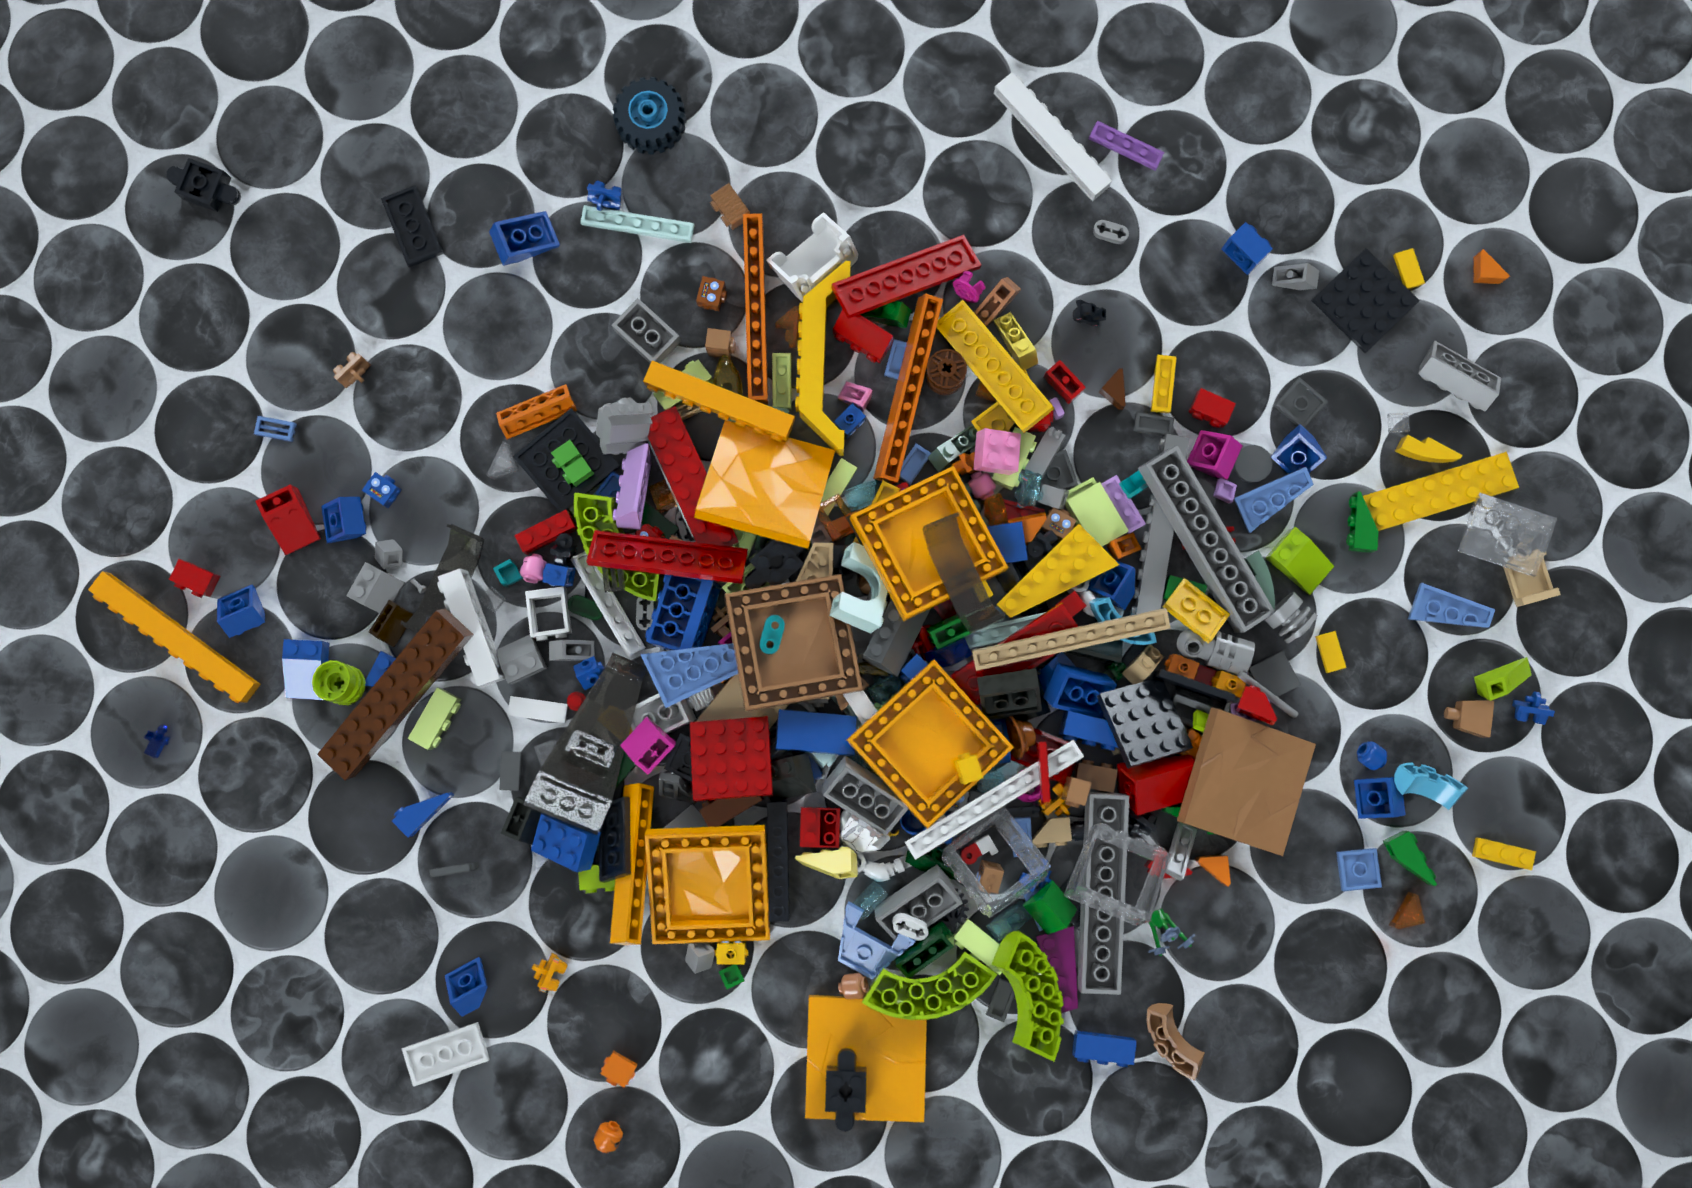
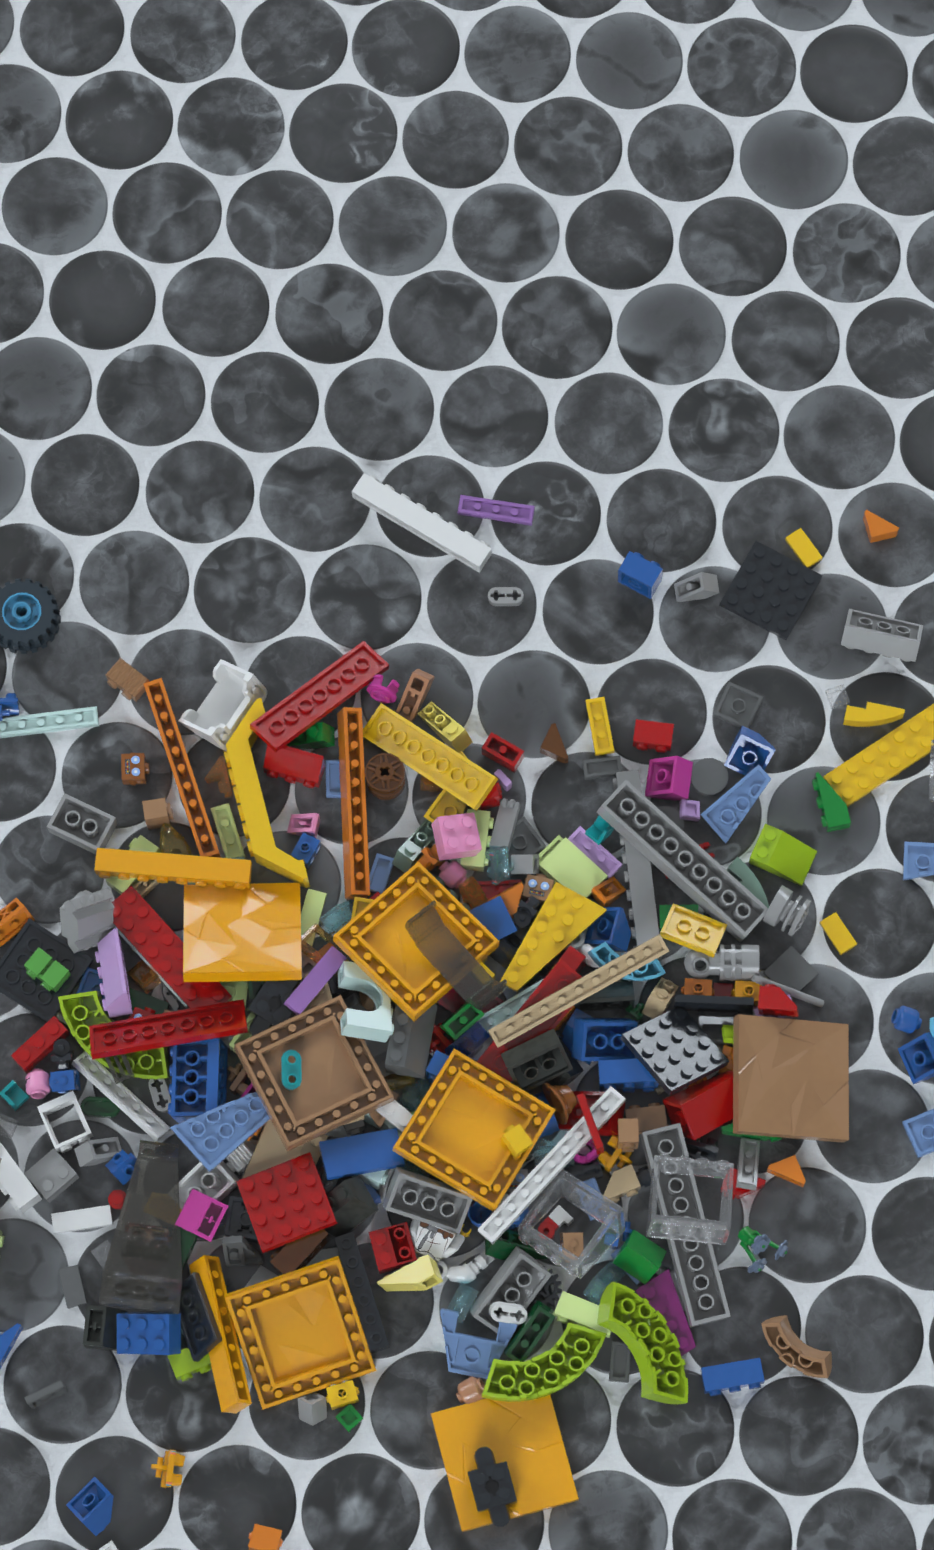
camera: 15 degrees left, 10 degrees down
(821, 552) = (315, 980): none -> medium lavender tile
(1088, 313) = (507, 680): black hips -> none

